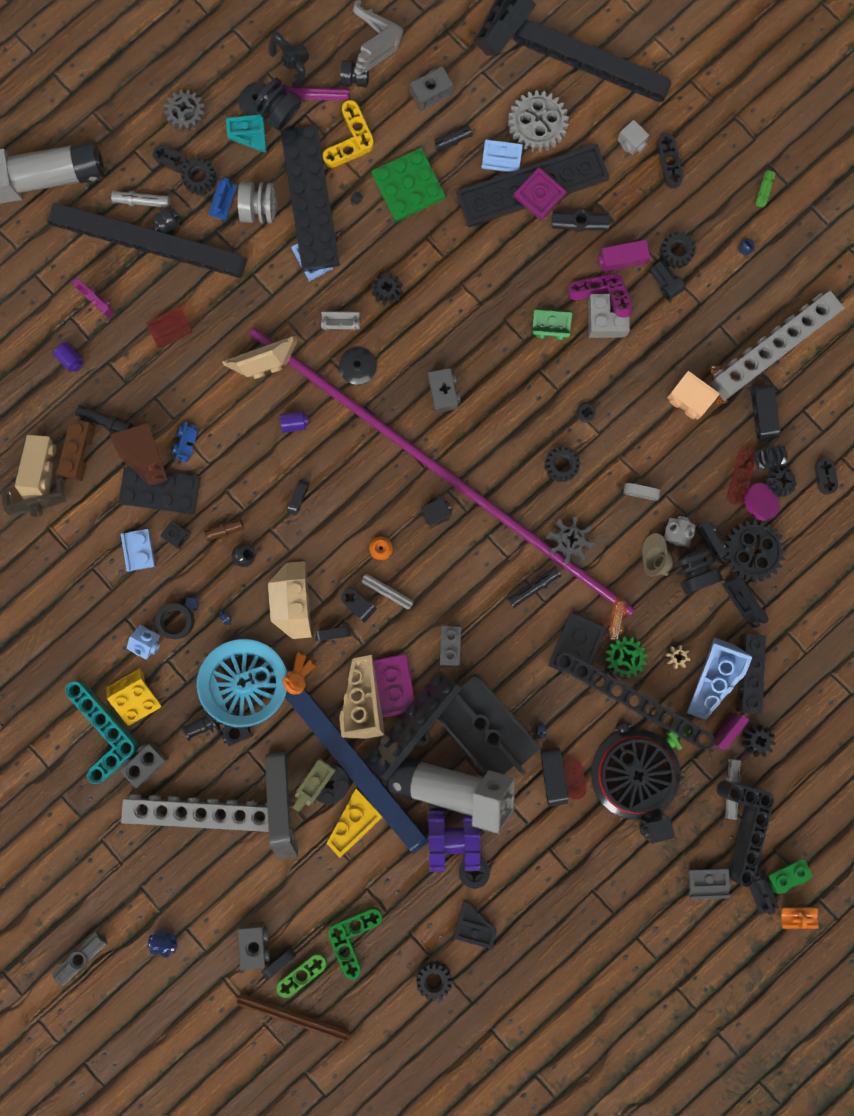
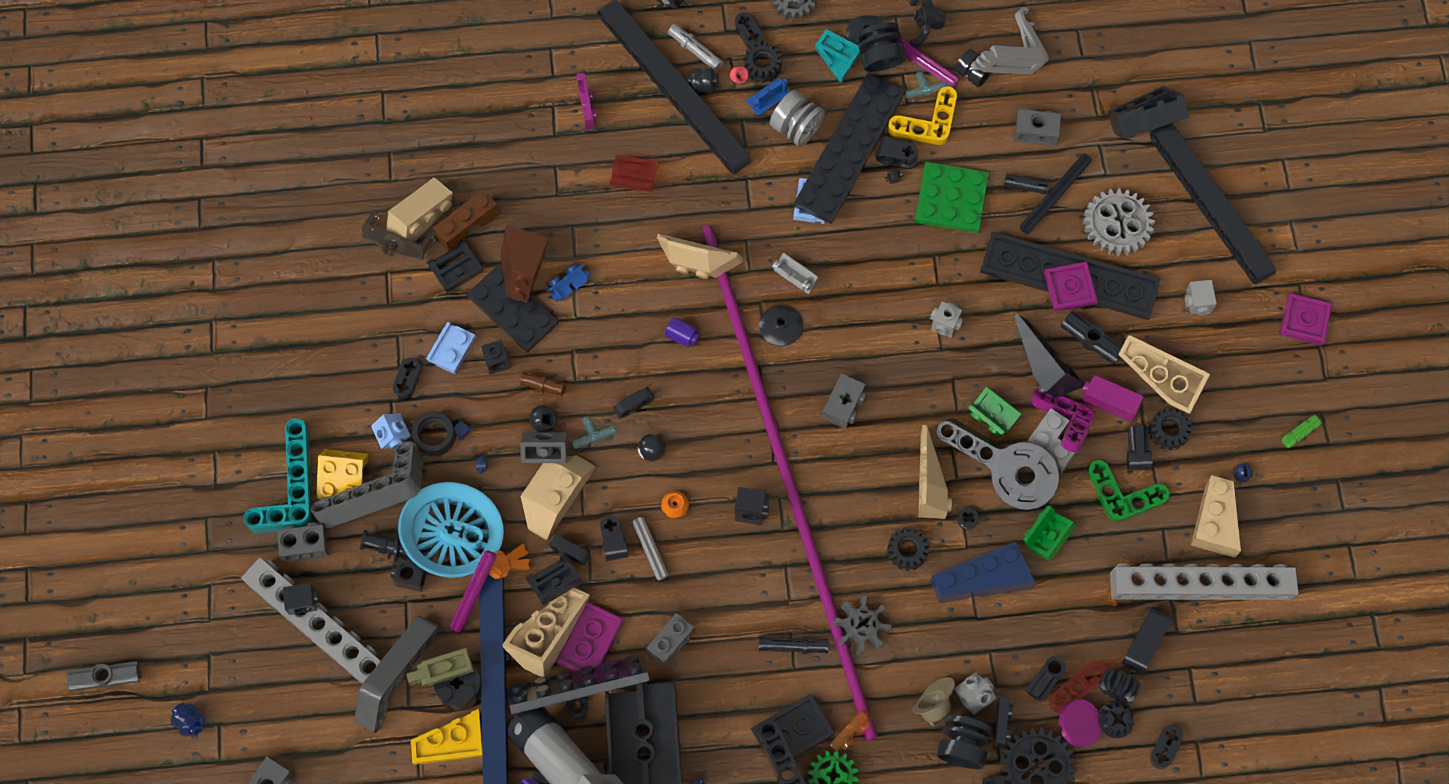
camera: 35 degrees right, 15 degrees down
(68, 357) = (523, 137): dark purple brick -> none
(99, 491) = (458, 271): none -> black plate
(112, 423) = (514, 218): black pin -> none
(129, 594) = (402, 377): none -> black beam
(171, 695) = (376, 494): none -> dark grey beam
(175, 808) = (300, 598): none -> black brick
(188, 195) = (739, 71): none -> coral hinge
(261, 575) = (544, 447): none -> dark grey brick
(287, 541) = (593, 436): none -> clear light blue piece
(291, 713) = (473, 590): none -> magenta axle
(330, 115) = (924, 89): none -> clear light blue piece
(335, 521) = (651, 447): none -> black piece
(343, 664) = (554, 580): none -> black plate
(344, 180) = (895, 153): none -> black piece
(392, 284) = (852, 277): black gear -> none
(471, 285) = (946, 319): none -> light grey brick
(478, 131) = (1055, 194): none -> black axle
(501, 156) = (1060, 230): light blue plate -> none
(547, 408) = (932, 486): none -> tan wedge
(570, 267) = (1050, 372): none -> black wedge
(588, 357) = (1006, 465): none -> beam
(628, 444) = (988, 574): none -> dark blue wedge
(641, 491) = (967, 629): light grey beam -> none
(649, 385) = (1048, 534): none -> green bracket
(654, 212) = (1169, 376): none -> tan wedge
(667, 169) = (1221, 333): black beam -> none
(684, 325) = (1123, 503): none -> green beam
(692, 396) = (1082, 572): light nougat slope -> none
(713, 103) = (1306, 319): none -> magenta tile
(717, 489) = (1045, 680): none -> black piece
(753, 292) = (1217, 519): none -> tan wedge

